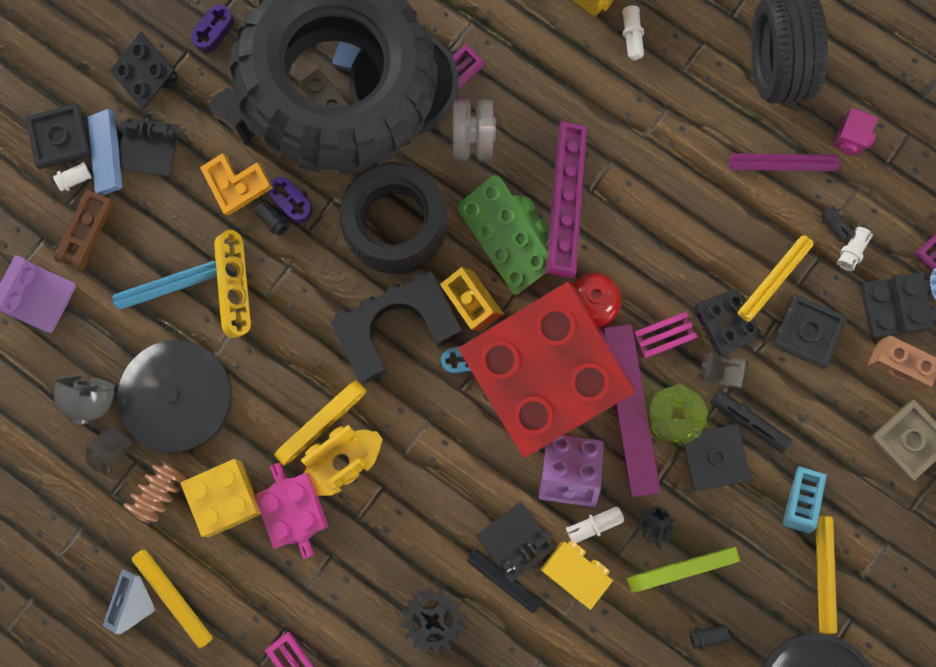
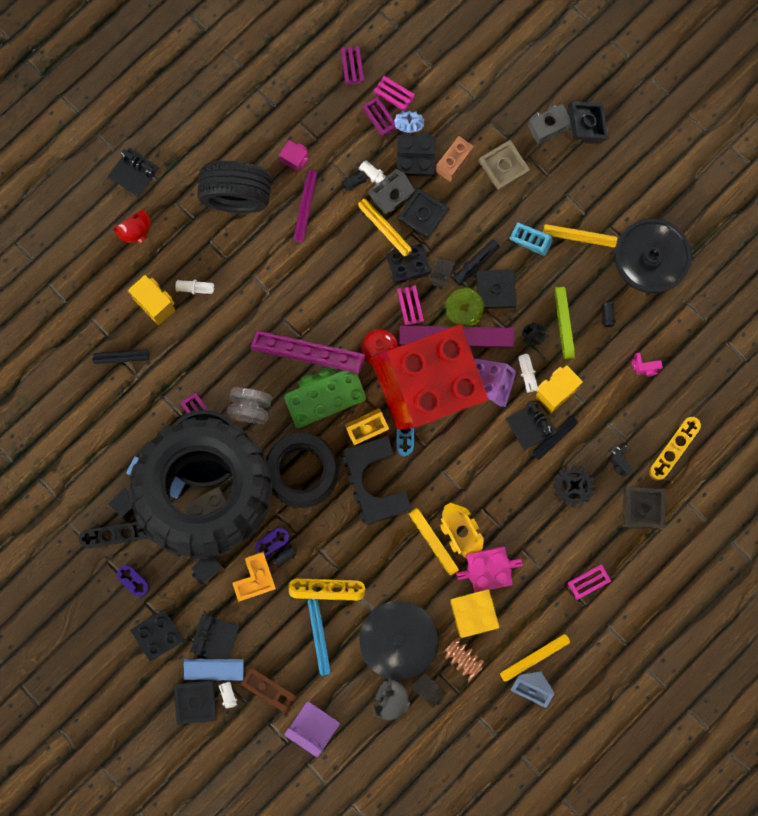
camera: 85 degrees left, 0 degrees up
(828, 262) = (381, 192): none -> dark grey brick

